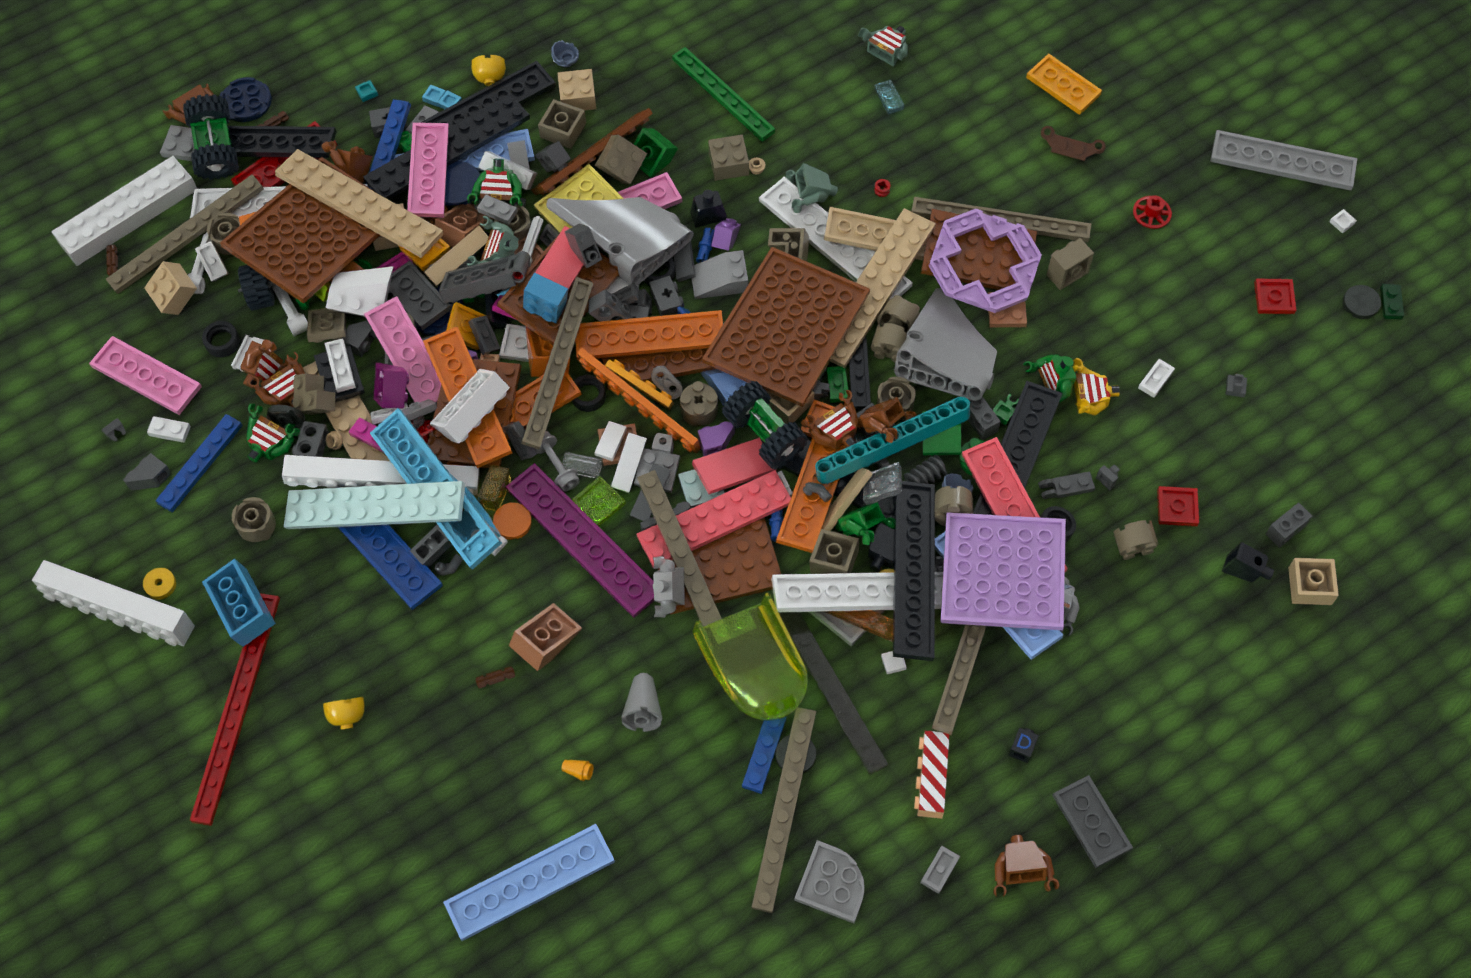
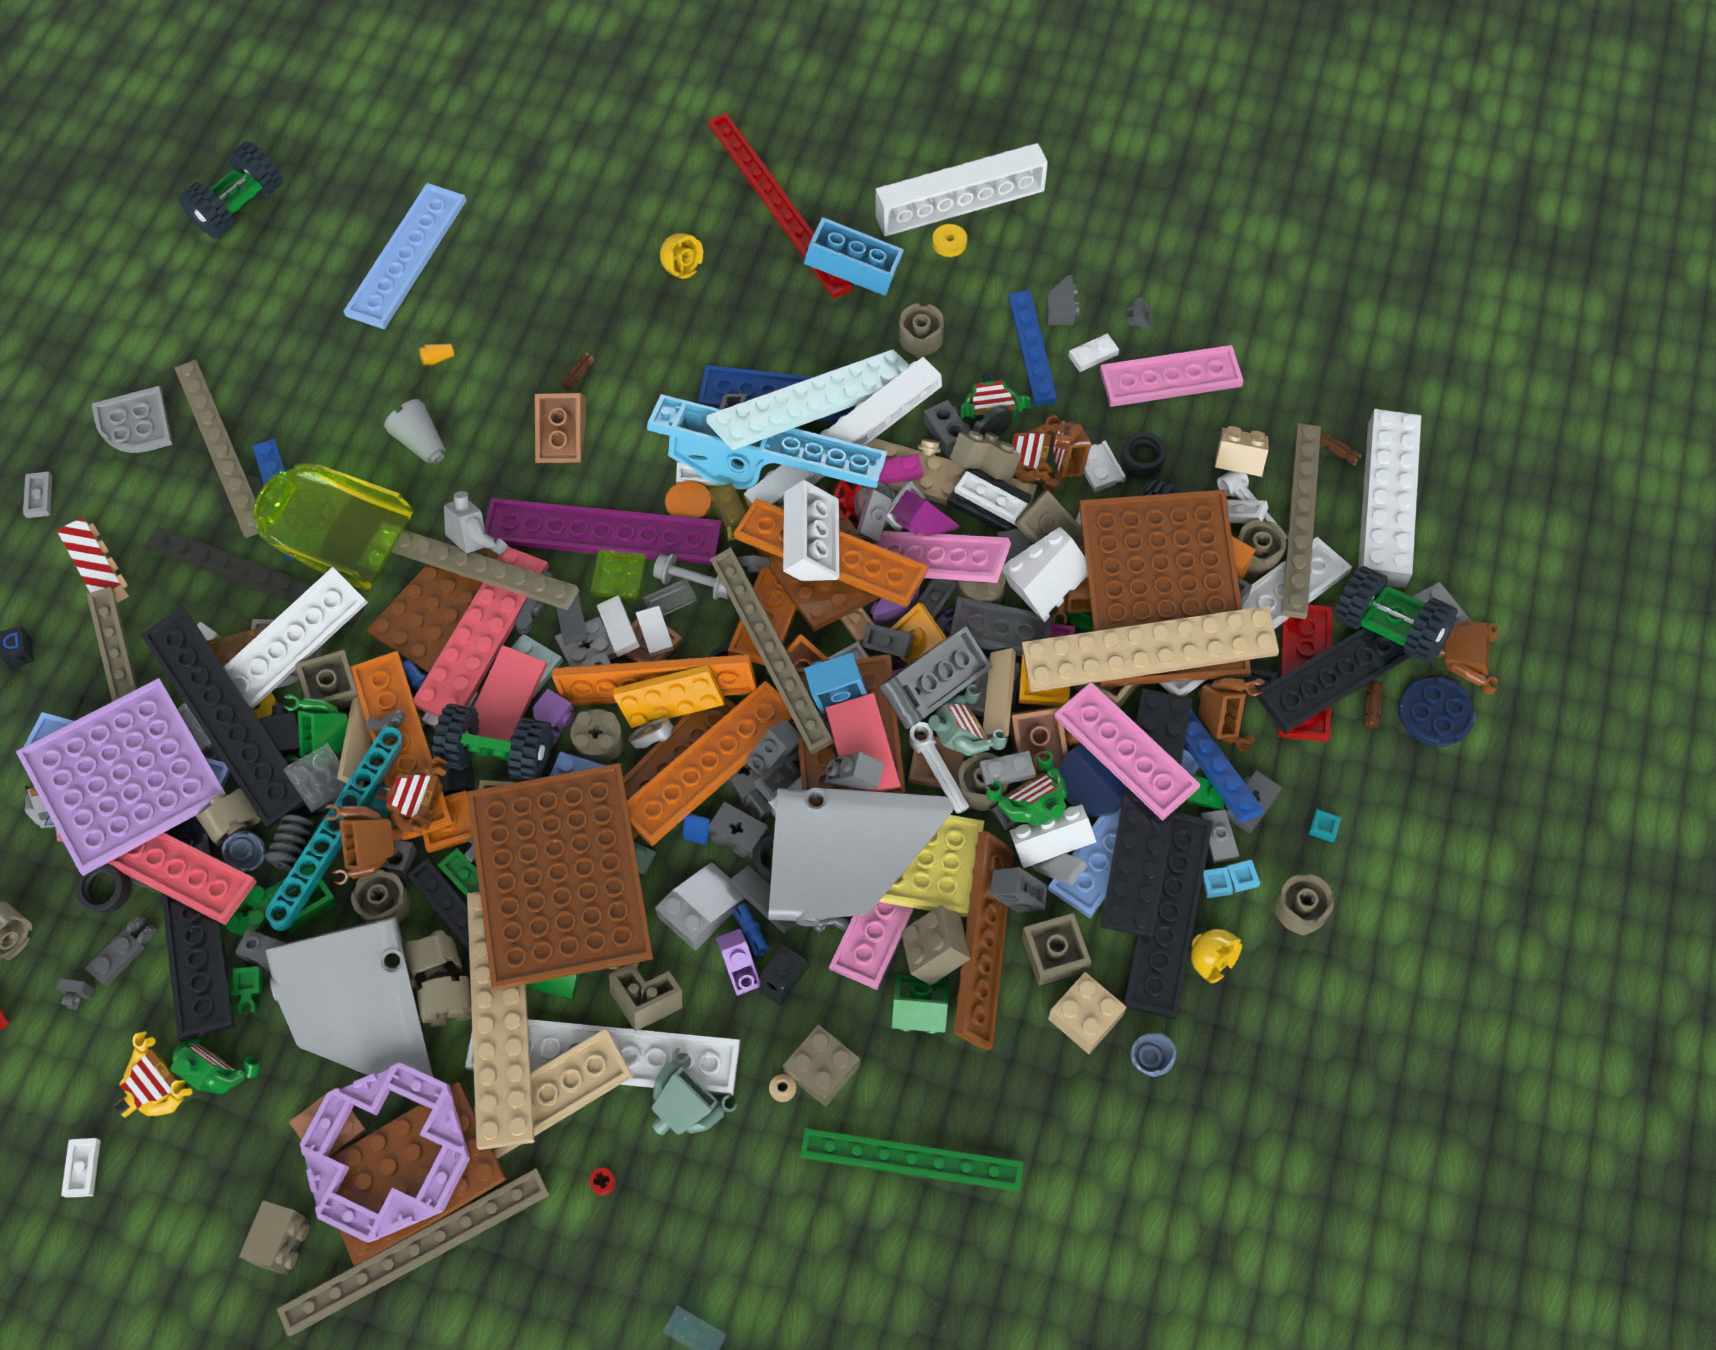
camera: 140 degrees right, 0 degrees up
(421, 59) = (1297, 916): none -> dark tan brick

